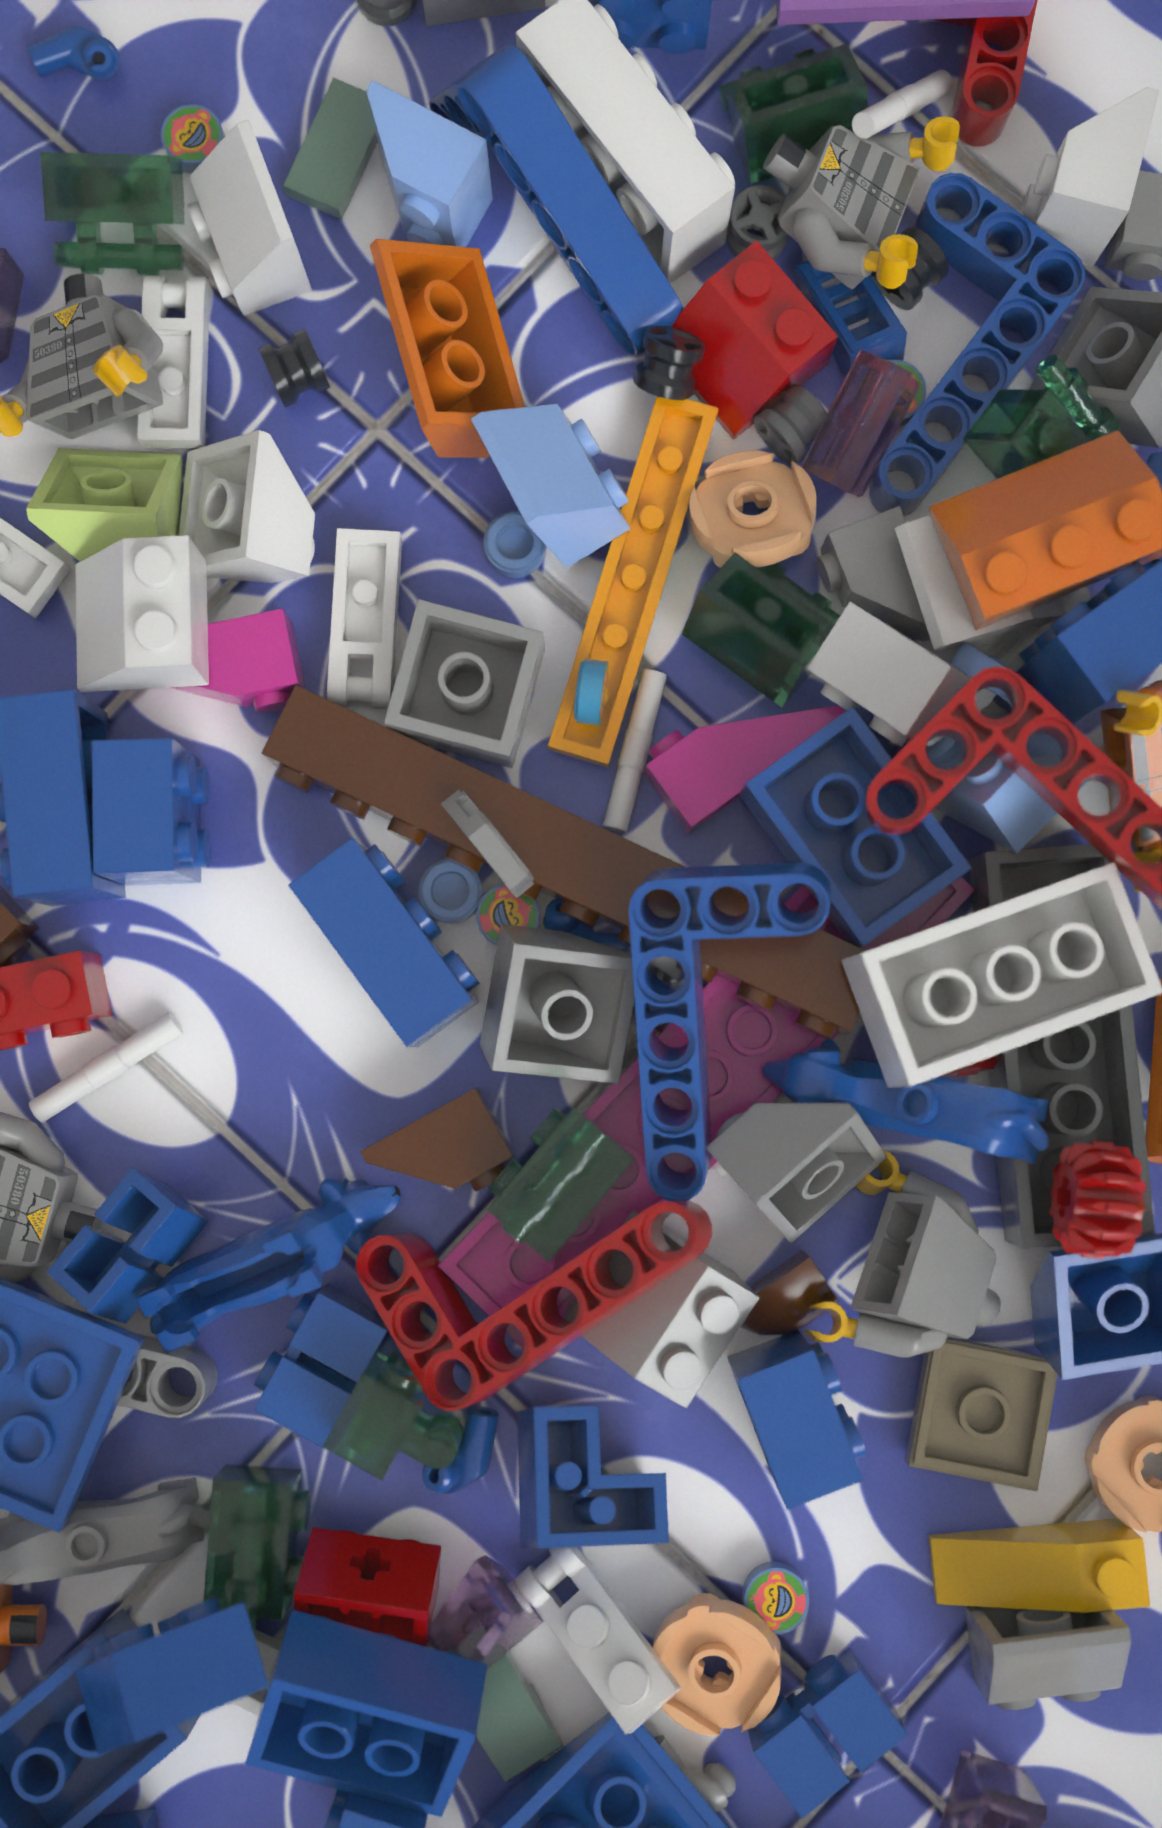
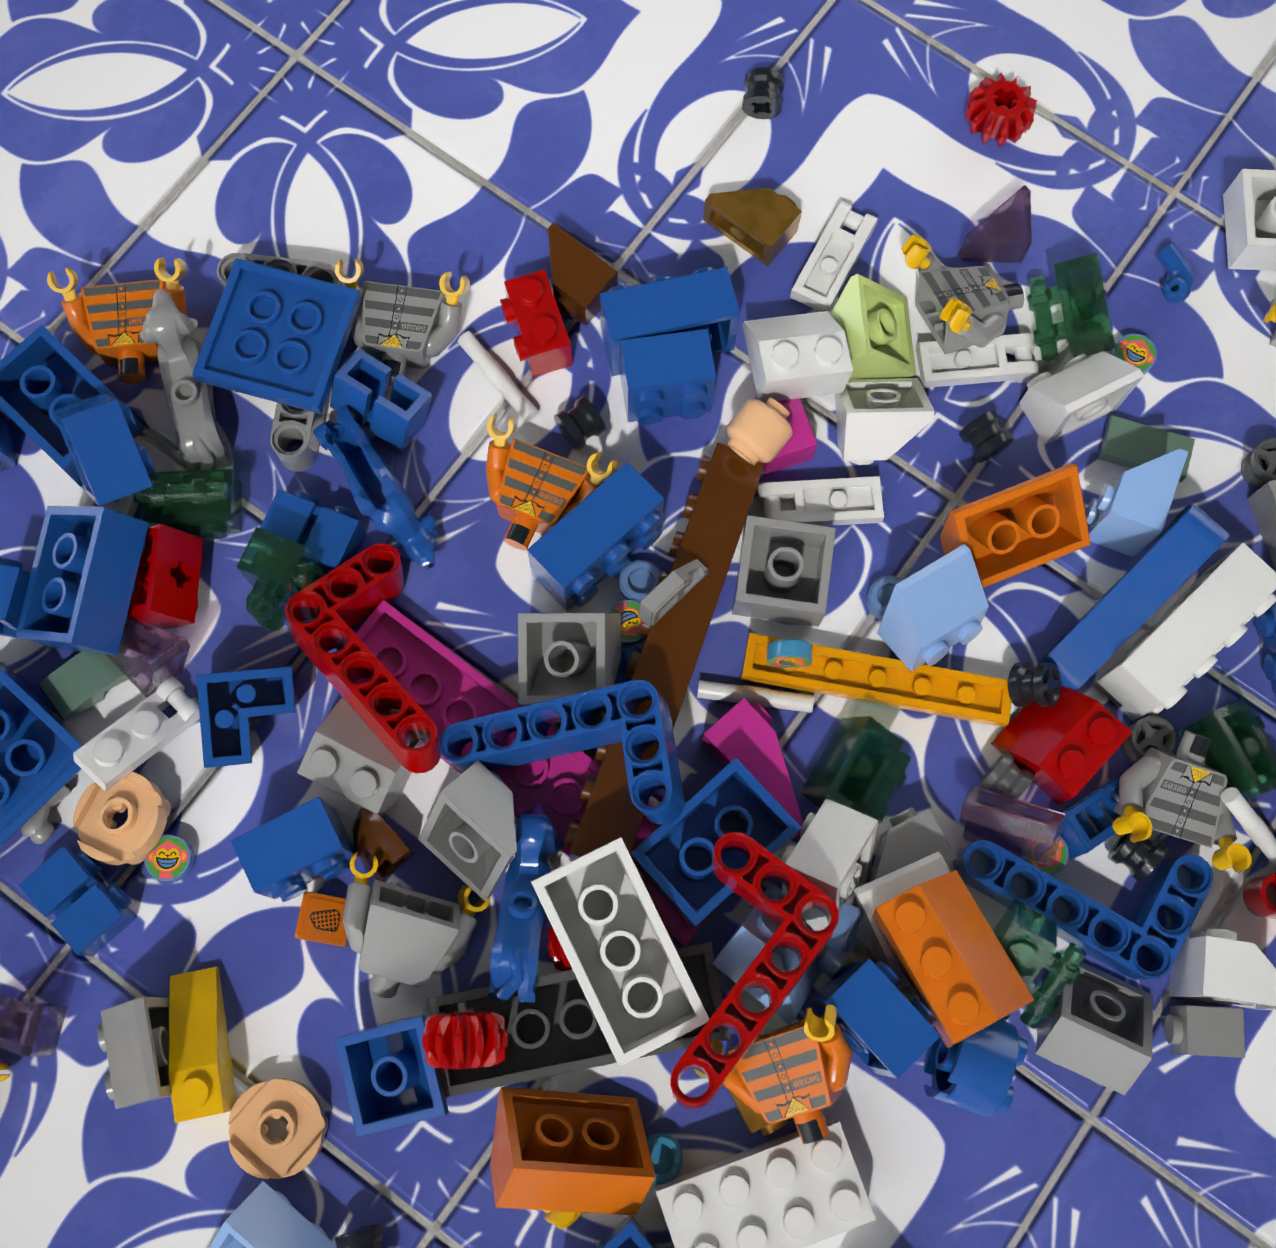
camera: 80 degrees right, 10 degrees down
(200, 951) = (580, 423): none -> black wheel
(257, 687) = (759, 430): none -> light nougat head
(293, 1022) = (535, 485): none -> torso
(447, 1145) = (466, 598): reddish brown slope -> none
(472, 1456) = (254, 637): blue arm -> none
(559, 1181) = (446, 668): clear green brick -> none
(762, 538) = (920, 768): light nougat plate -> none
(883, 1385) = (321, 919): none -> orange slope
(982, 1413) = (307, 993): dark tan plate -> none

